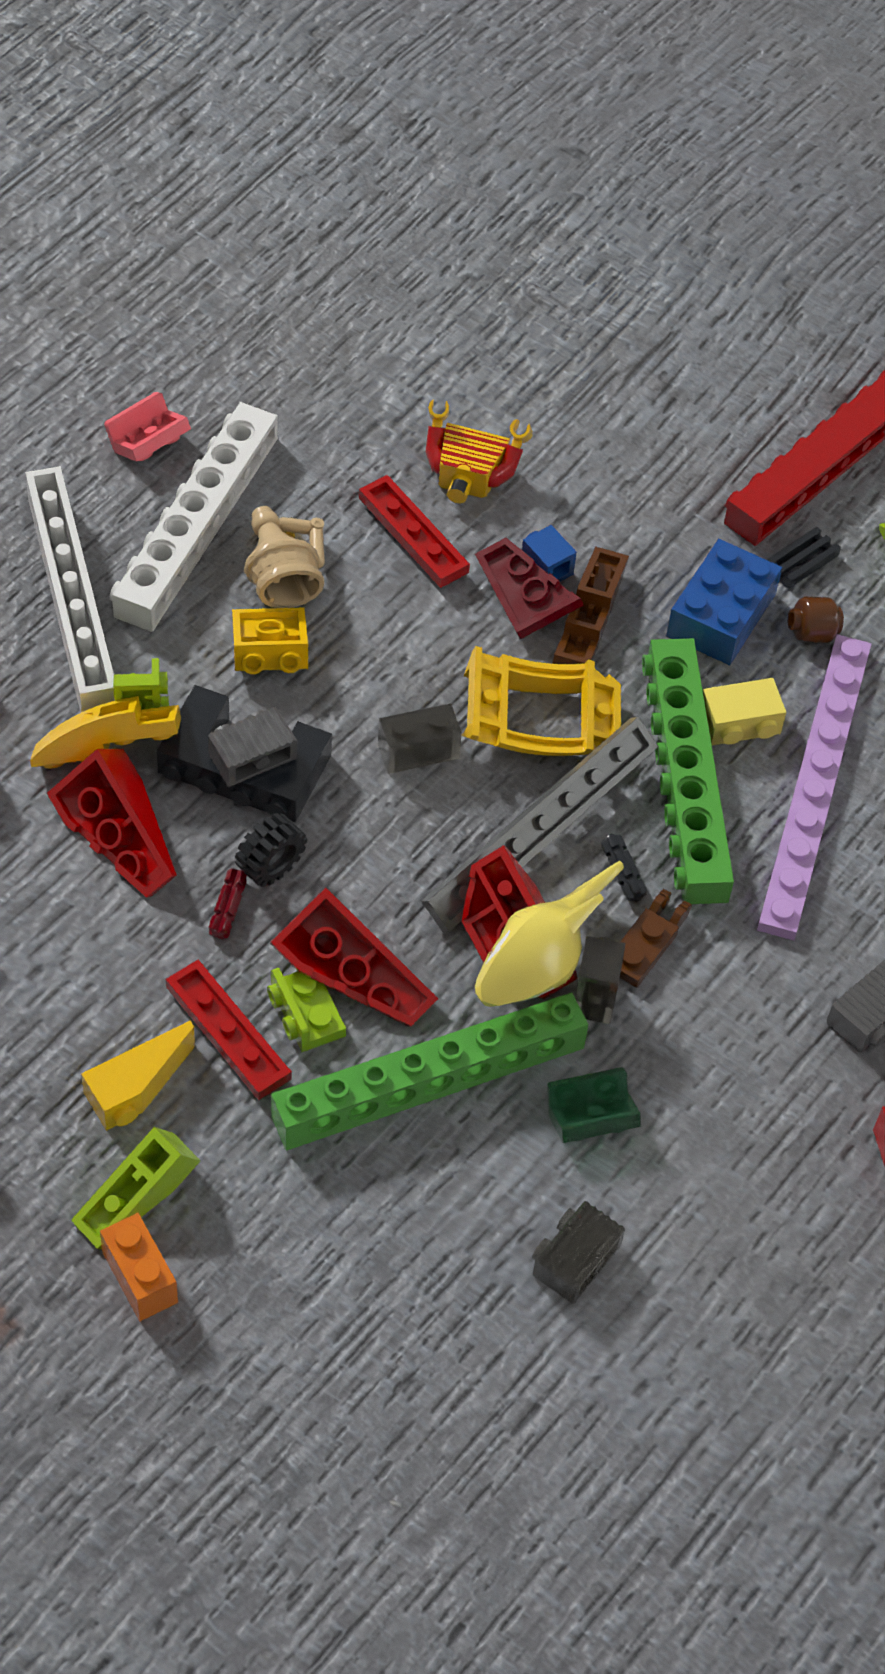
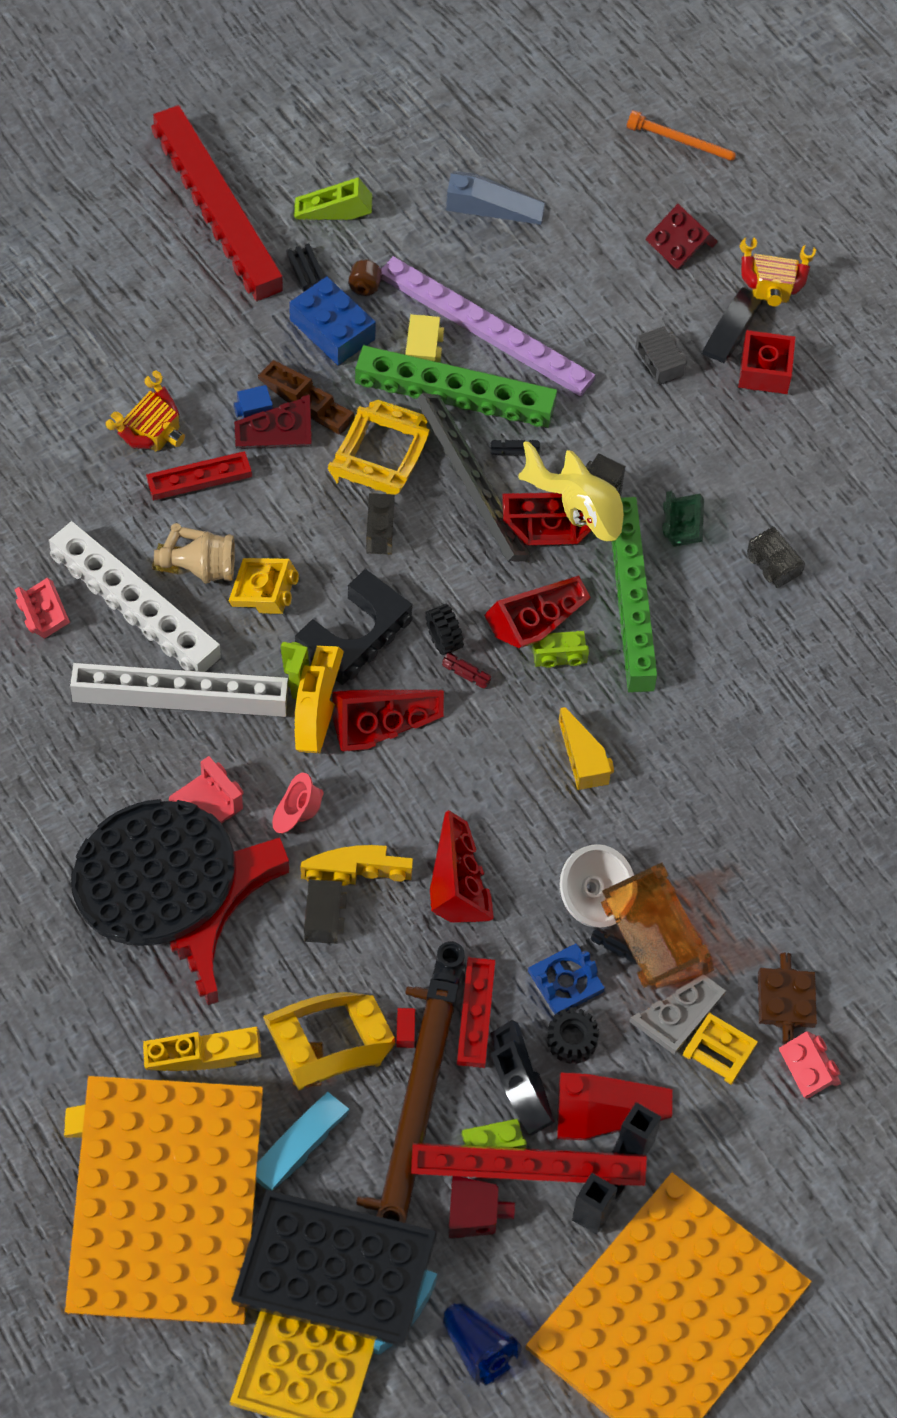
camera: 70 degrees left, 5 degrees up
(138, 1183) = (662, 773): lime slope -> none
(139, 1267) = (718, 784): orange brick -> none
(228, 1029) = (562, 694): red plate -> none
(252, 746) = (368, 612): flat silver brick -> none
(650, 938) = (566, 442): reddish brown hinge -> none

